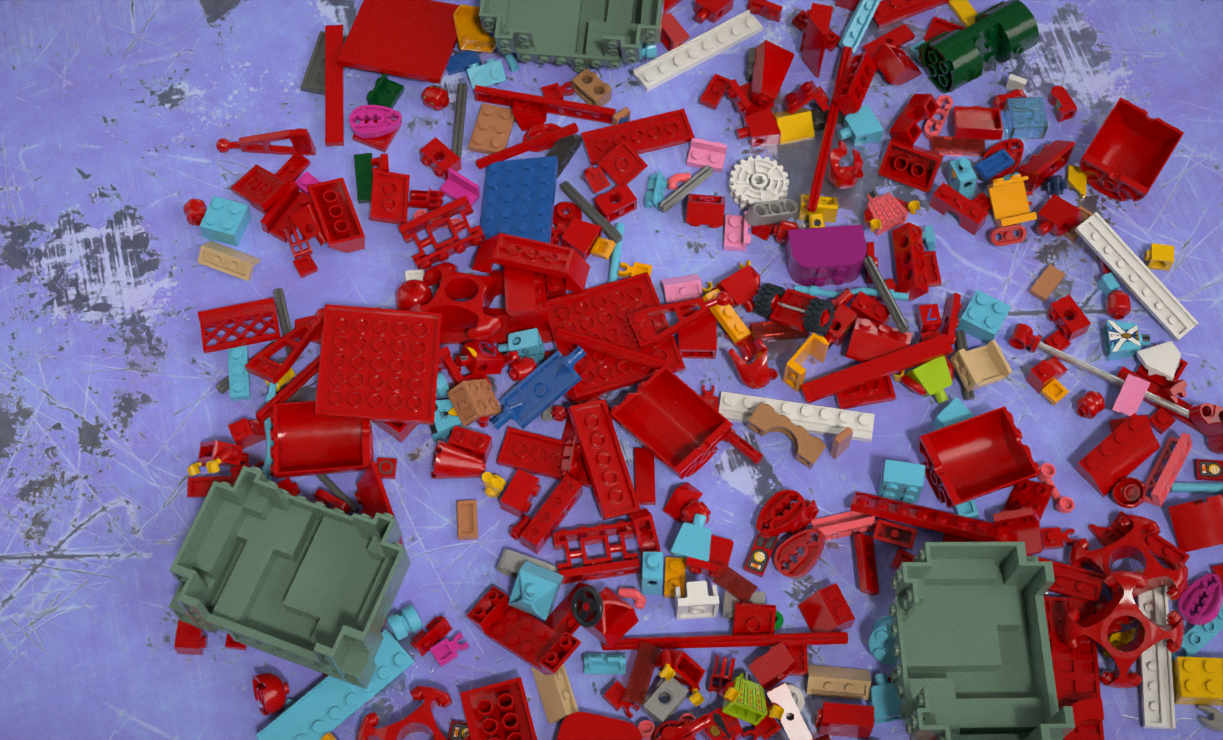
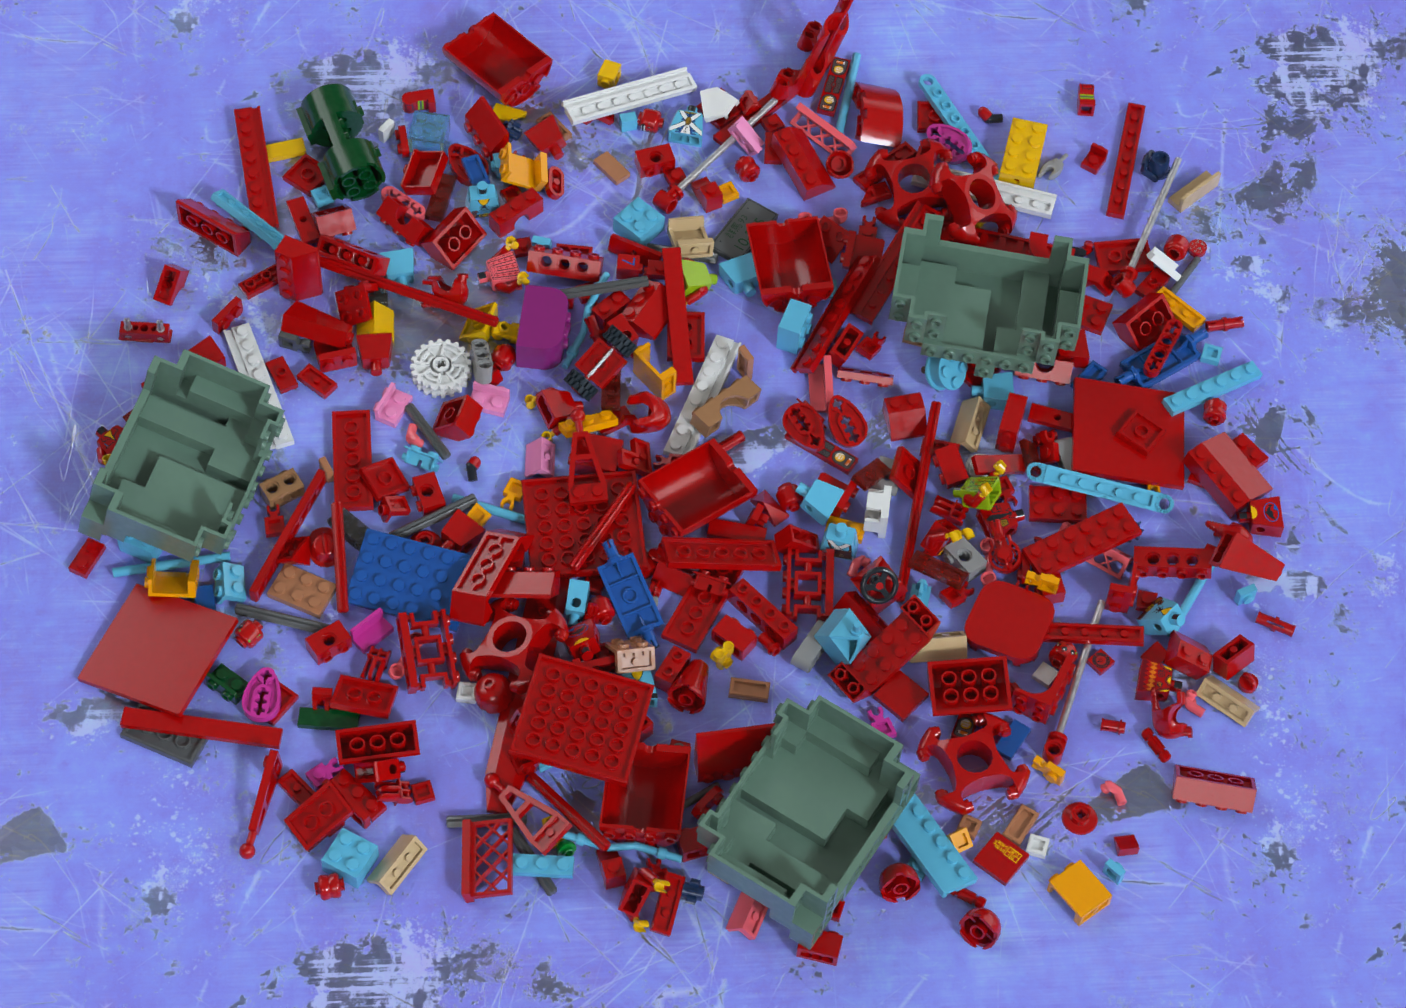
camera: 80 degrees left, 5 degrees down
(261, 390) = (566, 848): none -> green plate
(489, 663) = (901, 695): none -> red tile
(656, 232) = (471, 467): none -> black arm
(665, 489) = (756, 516): none -> red tile
(698, 370) = (636, 459): none -> red plate
(715, 64) = (281, 374): none -> red plate
(922, 221) = (524, 246): none -> red plate
(1030, 419) = (733, 238): none -> dark grey tile

